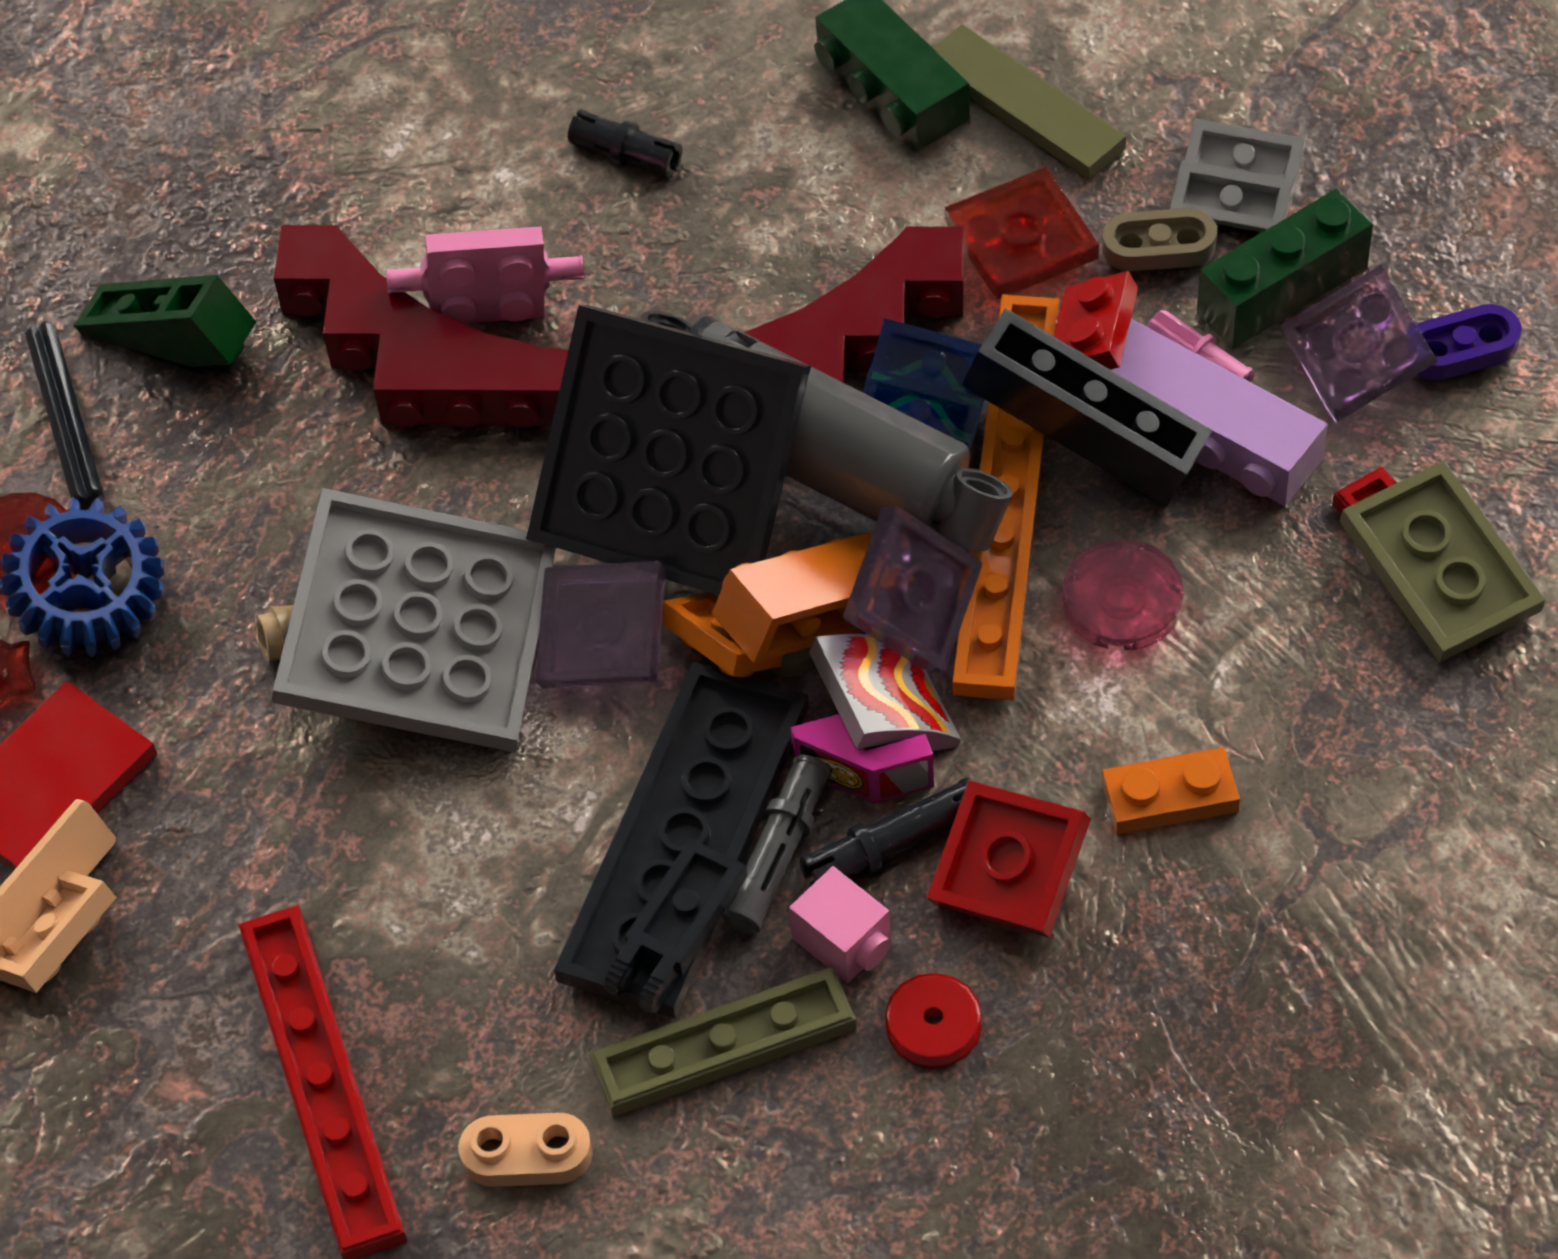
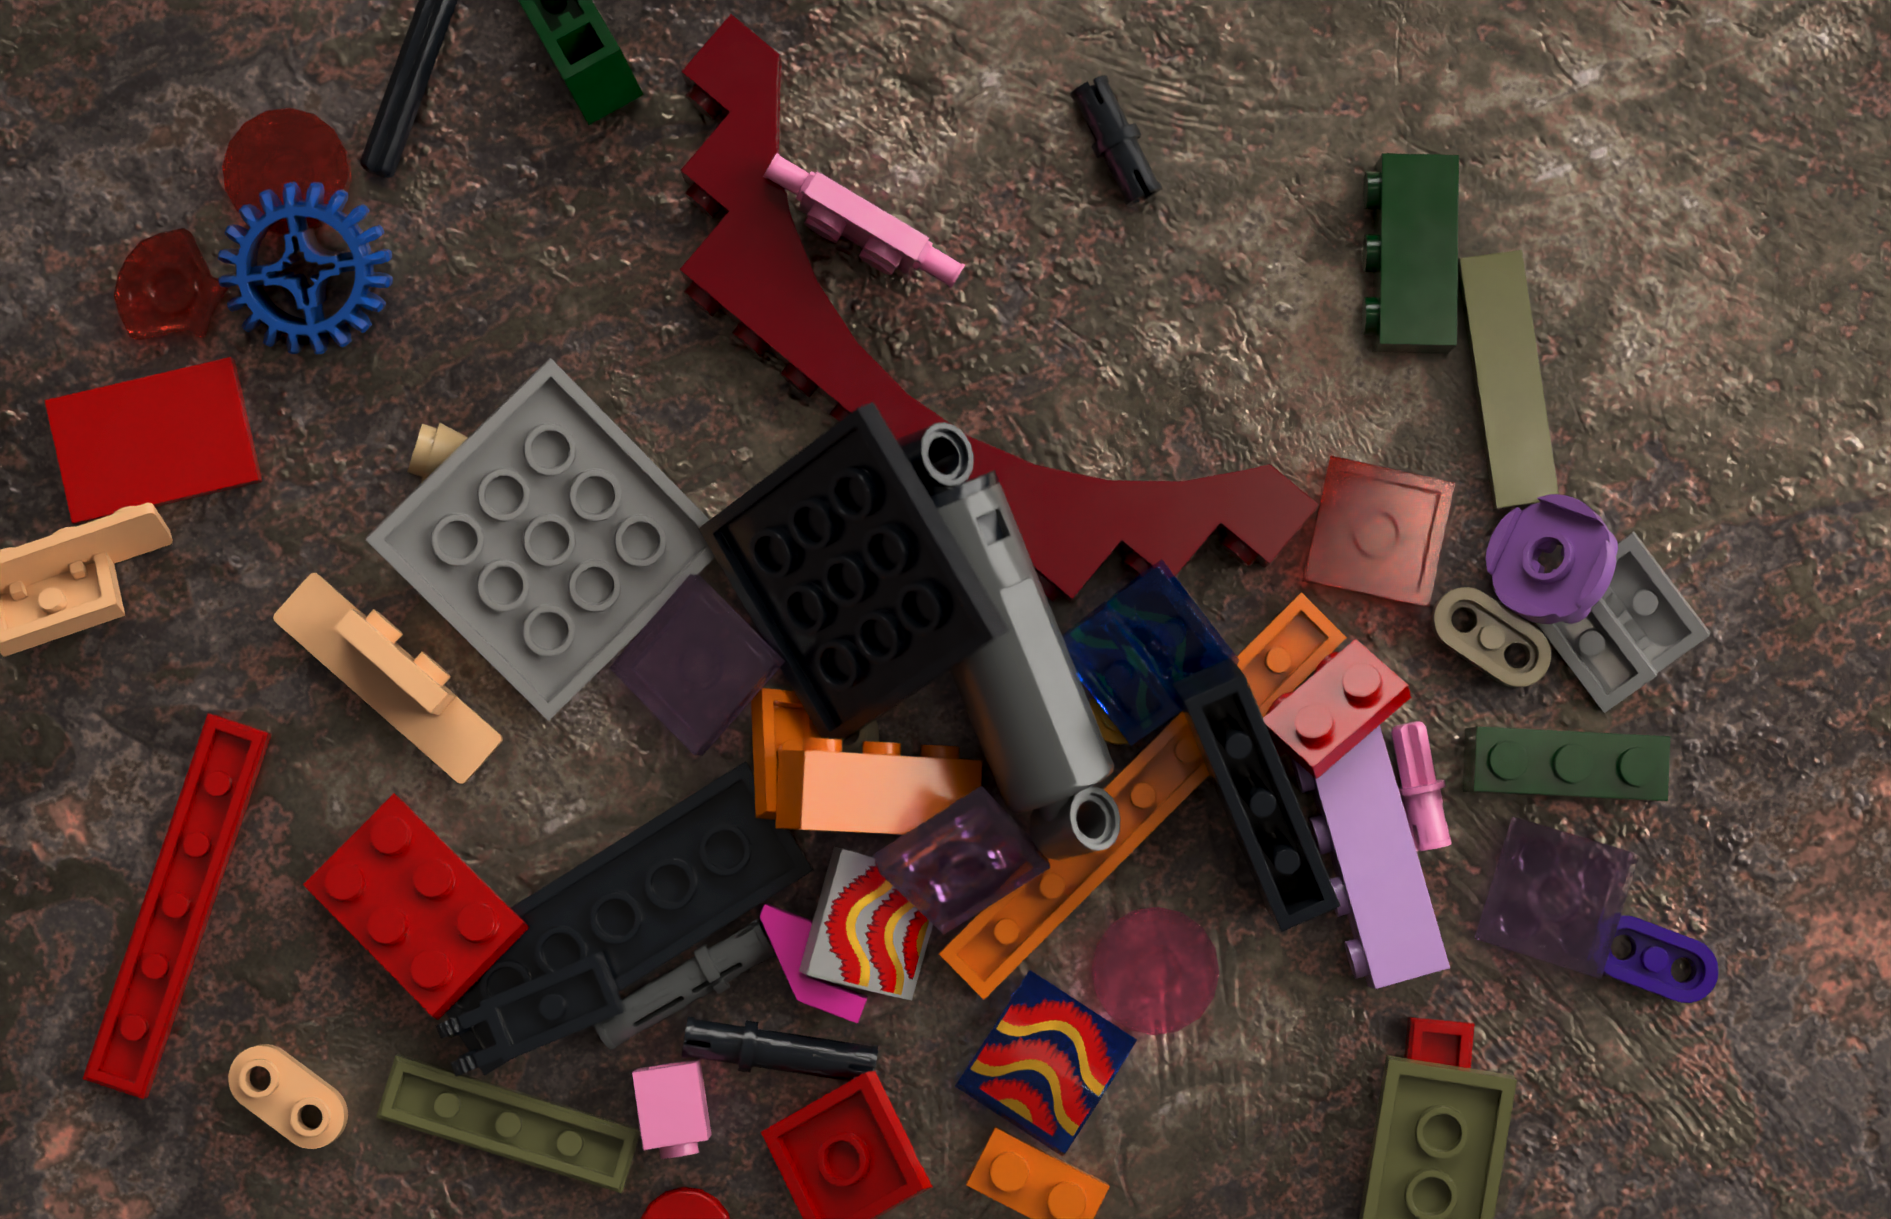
camera: 30 degrees right, 30 degrees up
(365, 793) = (395, 684): none -> light nougat bracket
(518, 929) = (416, 906): none -> red plate
(1099, 703) = (1046, 1063): none -> slope
(1176, 175) = (1572, 587): none -> medium lavender plate

